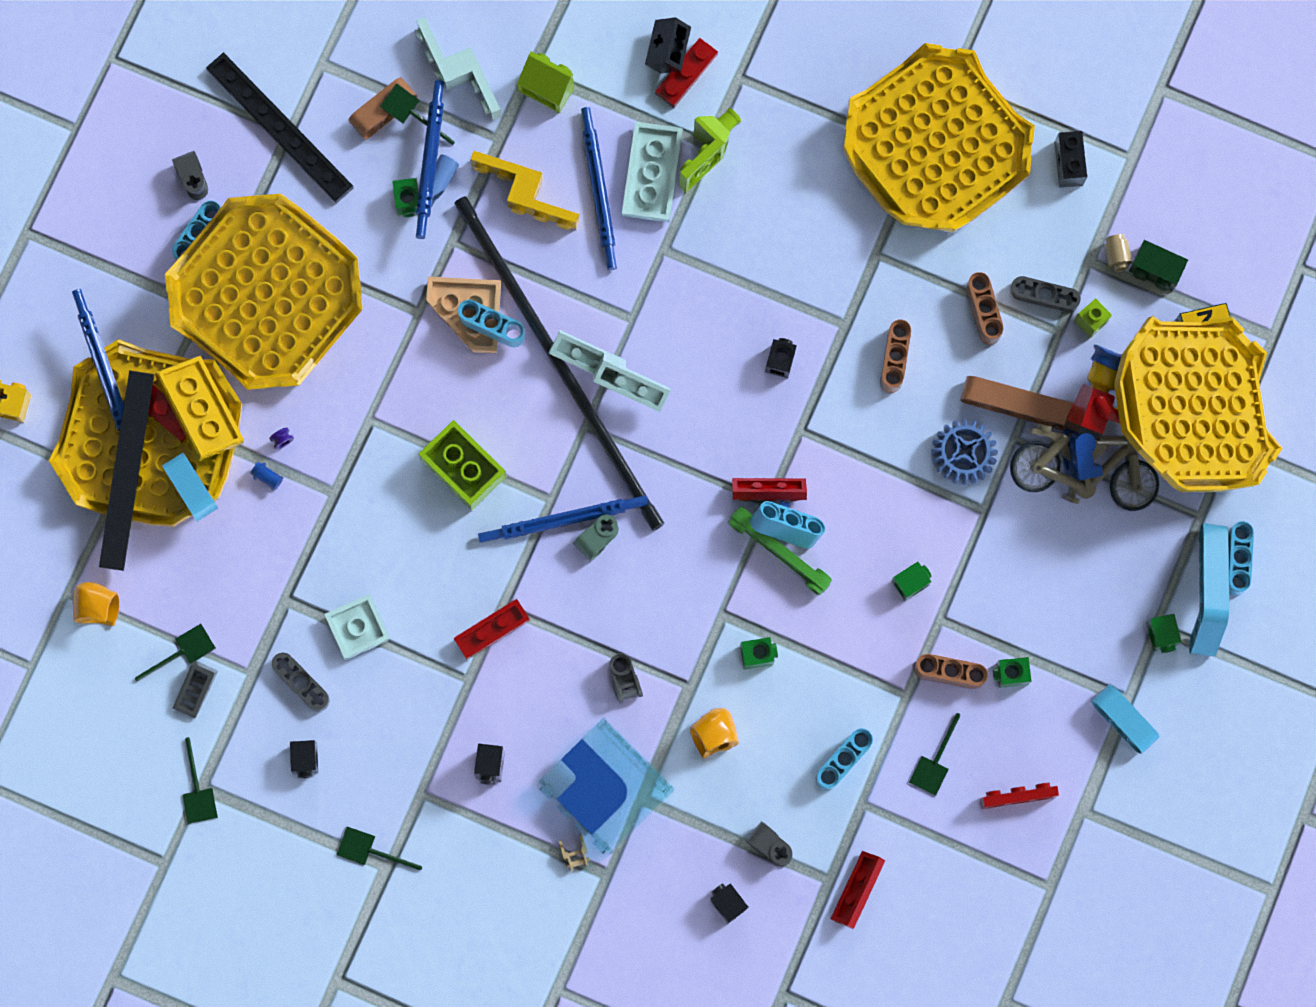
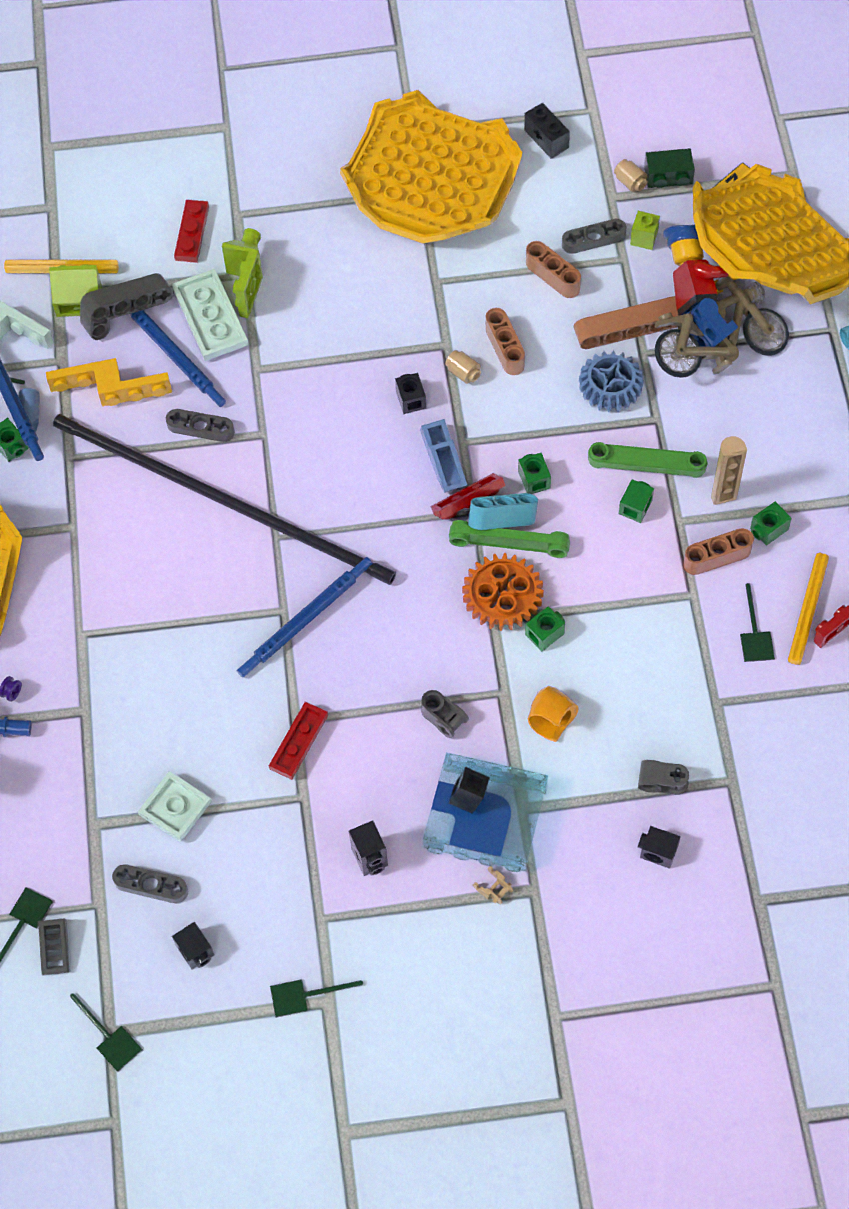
camera: 25 degrees left, 15 degrees down
(446, 295) = (116, 498): light nougat plate -> none
(462, 465) = (188, 619): lime brick -> none
(497, 333) = (134, 487): medium azure beam -> none
(550, 42) = (43, 265): none -> yellow axle
(563, 271) = (206, 433): none -> dark grey beam
(581, 116) = (121, 299): none -> dark grey beam
(593, 540) = (344, 615): sand green piece -> none
(597, 766) = (469, 790): none -> black brick
(609, 371) = (271, 475): light aqua bracket -> none
(668, 45) = (163, 215): black brick -> none
(732, 577) = (483, 581): none -> orange gear
(772, 437) = (443, 455): none -> medium blue slope
(837, 511) = (534, 481): none -> green brick
(843, 359) = (463, 366): none -> tan brick
(850, 748) = (677, 660): medium azure beam -> none
(857, 889) = (763, 770): red plate -> none
(947, 547) = (647, 459): none -> bright green piece
(994, 768) = (808, 609): none -> yellow axle
(1000, 610) = (729, 470): none -> tan brick

